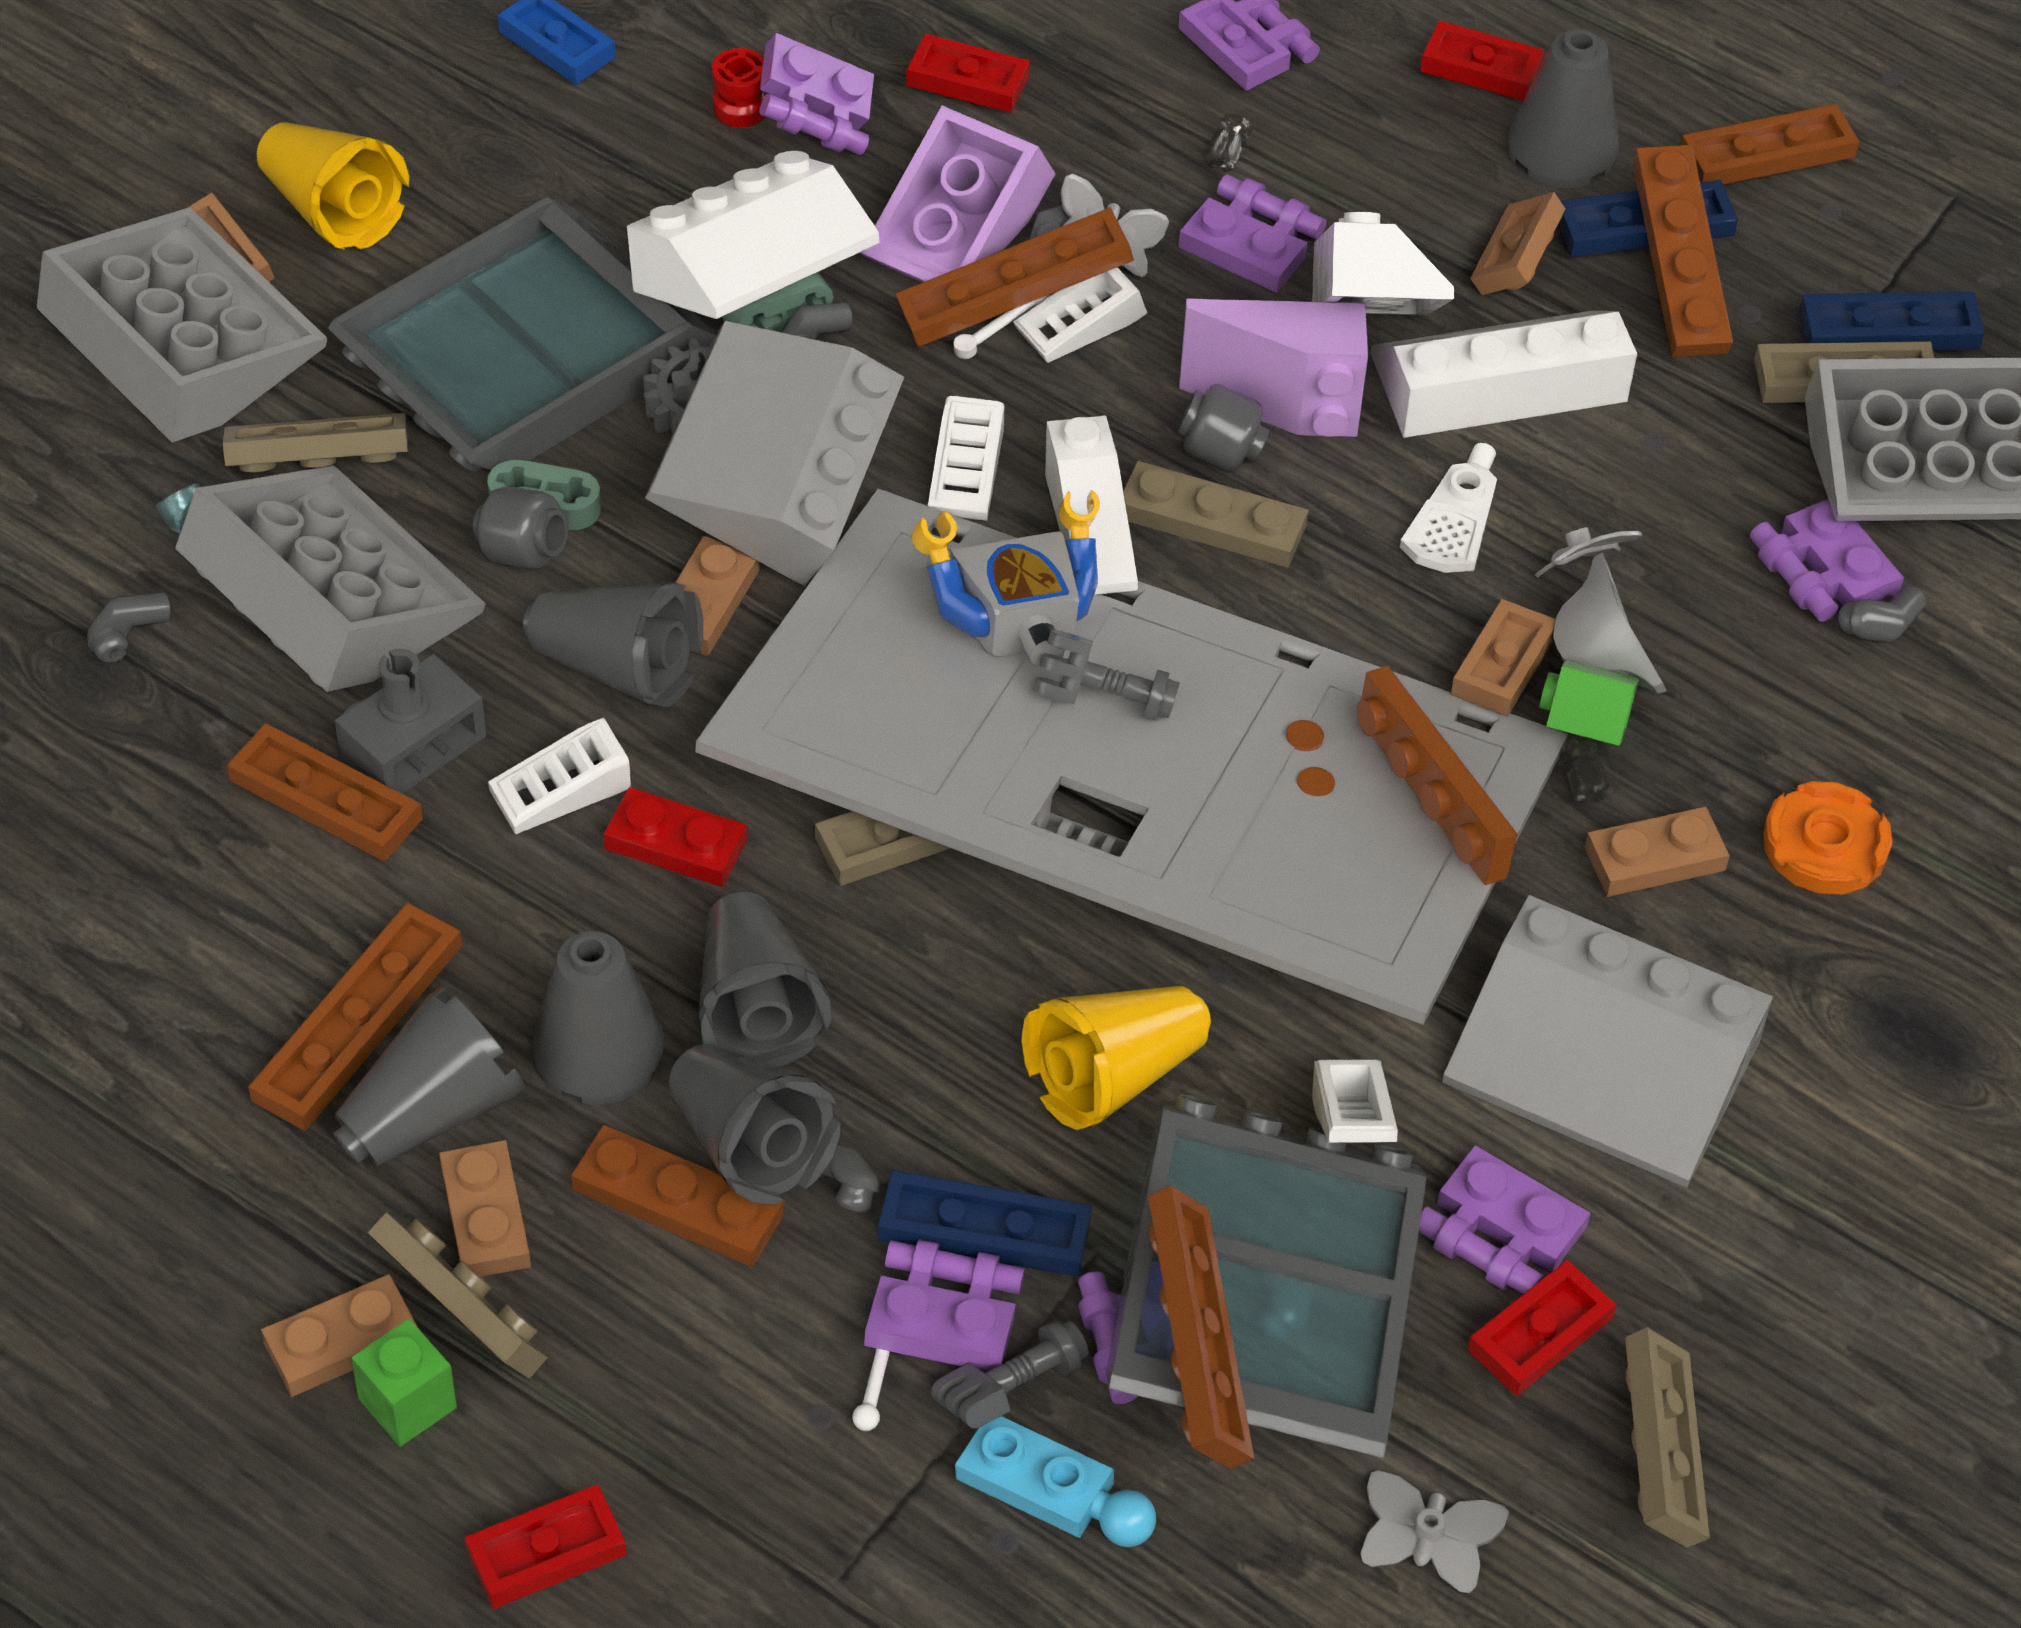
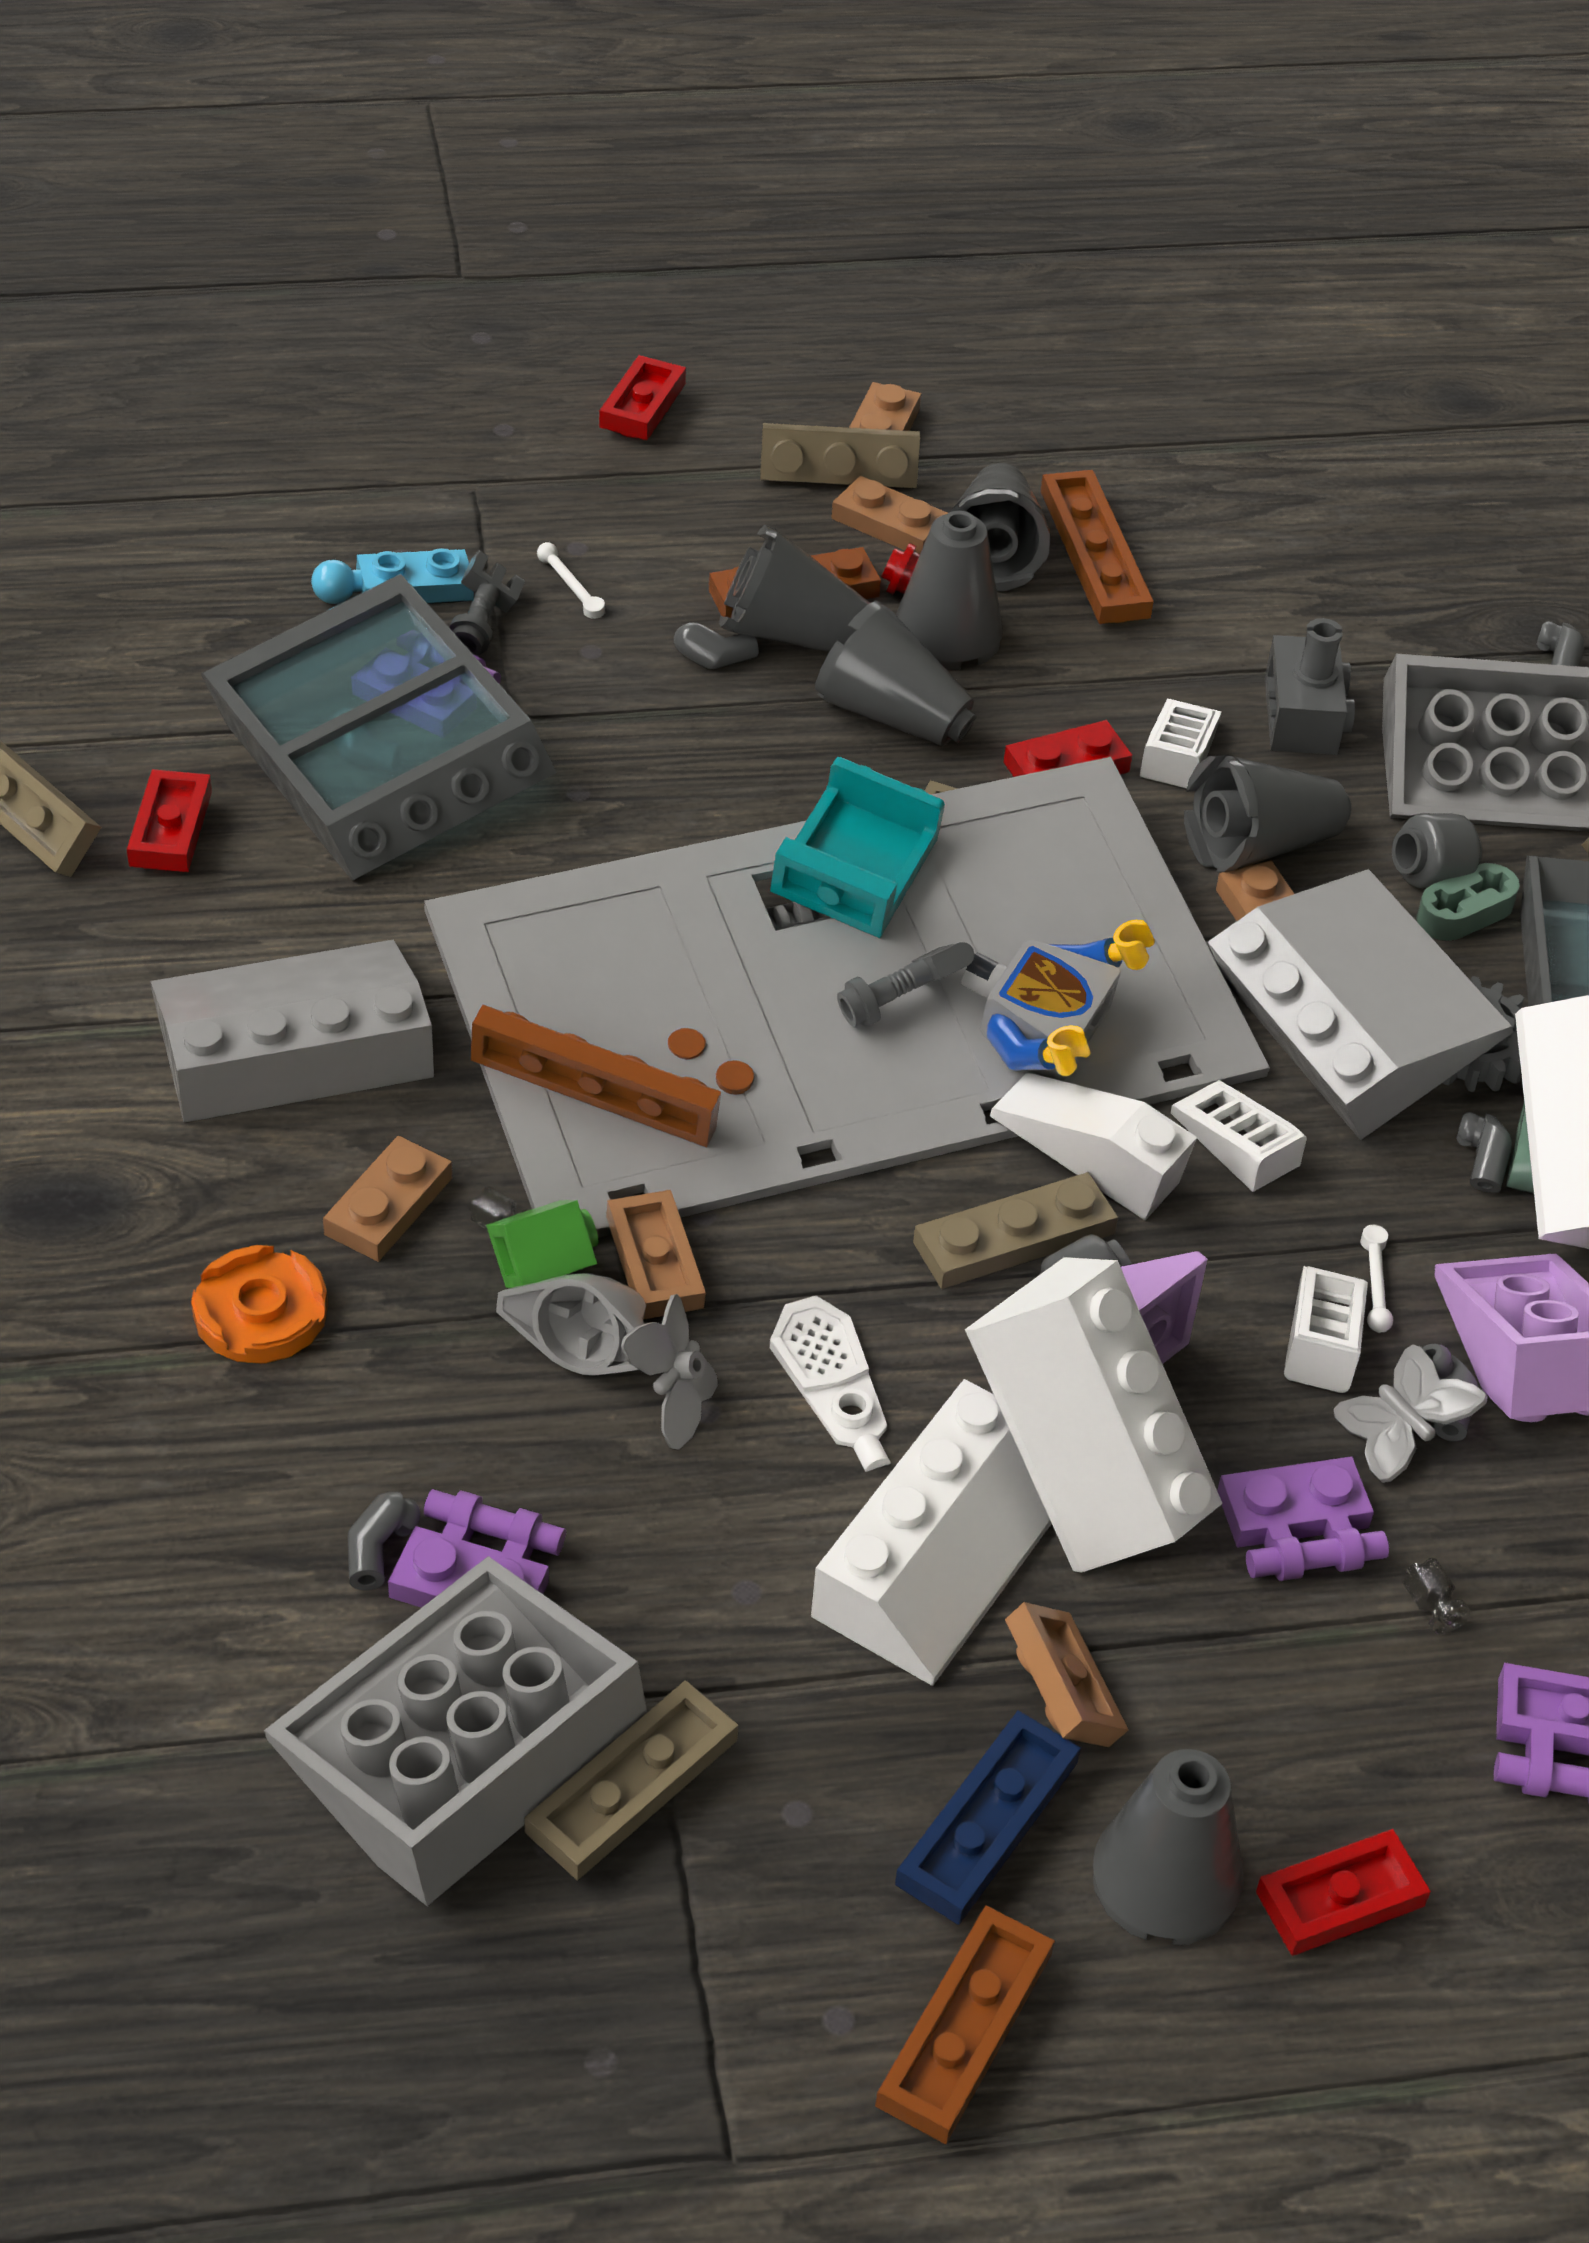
camera: 135 degrees right, 5 degrees down
(325, 792) = (1247, 639): dark orange plate -> none
(404, 1382) = (810, 394): bright green brick -> none
(571, 1114) = (900, 568): none -> red plate
(942, 1322) = (560, 606): medium lavender plate -> none
(985, 1219) = (591, 666): dark blue plate -> none
(1014, 277) = (1396, 1276): dark orange plate -> none
(1028, 792) = (859, 847): none -> teal panel
(1109, 1047) = (622, 775): yellow cone -> none
(1200, 1328) = (369, 605): dark orange plate -> none
(1353, 1101) = (403, 846): white slope -> none
(1426, 1533) = (161, 683): light grey piece -> none
(1510, 1209) = (259, 886): medium lavender plate -> none
(1682, 251) = (913, 1779): dark orange plate -> none
(1941, 318) = (640, 1880): dark blue plate -> none

